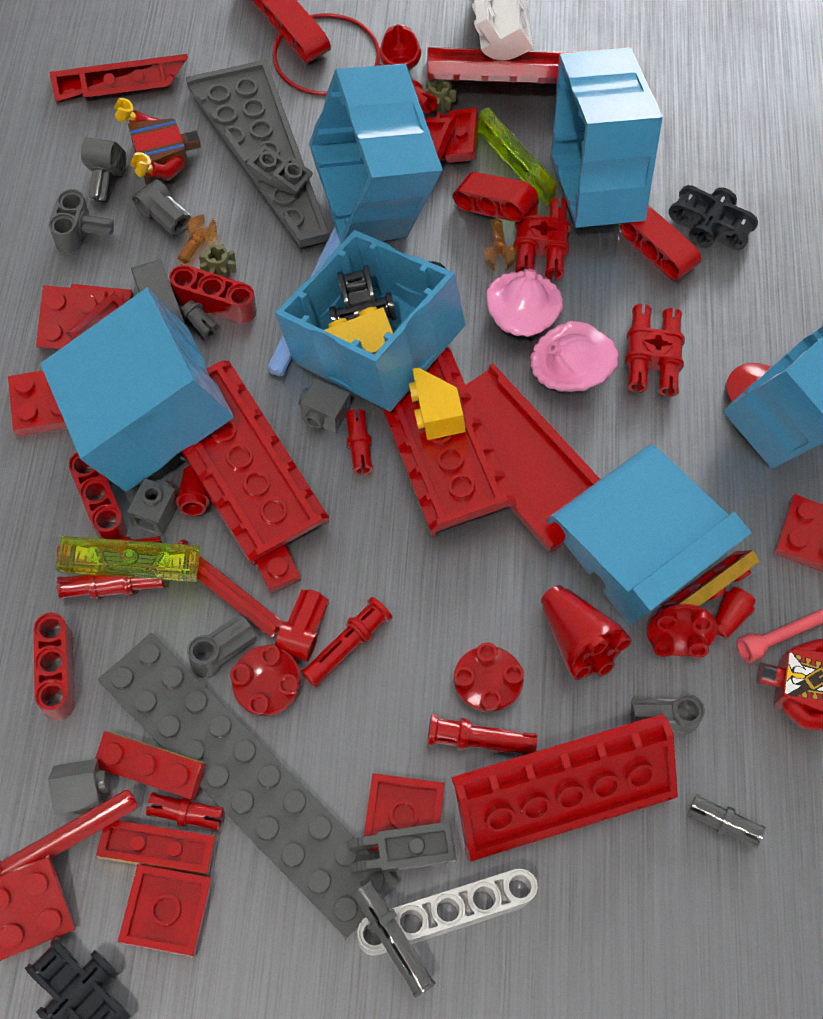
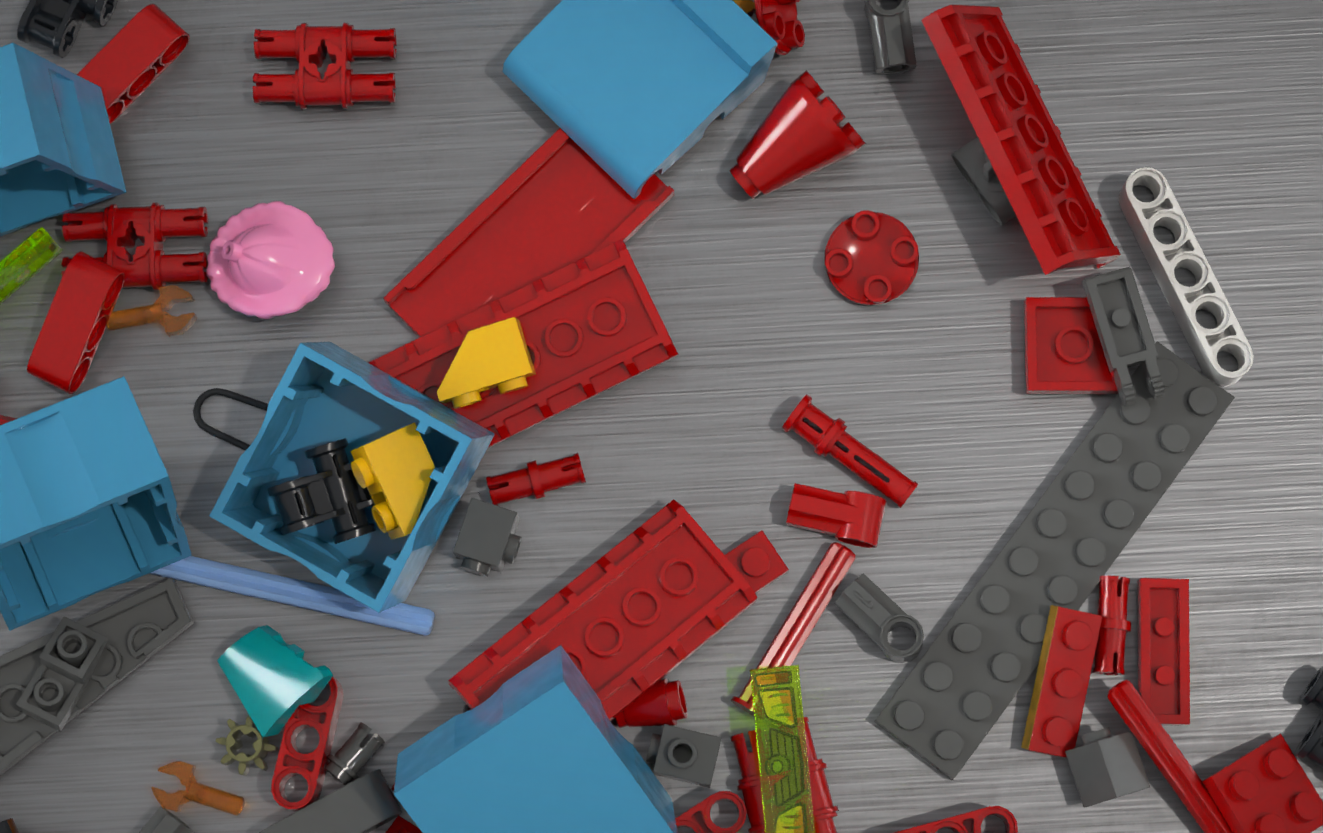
camera: 90 degrees left, 15 degrees up
(165, 910) = (1239, 623): red plate -> none
(254, 271) = (271, 678): none -> teal slope
(265, 680) = (920, 551): red dish -> none
(393, 938) = (1224, 342): dark grey pin -> none
(464, 735) = (955, 280): red pin -> none
(573, 357) = (360, 180): bright pink piece -> none

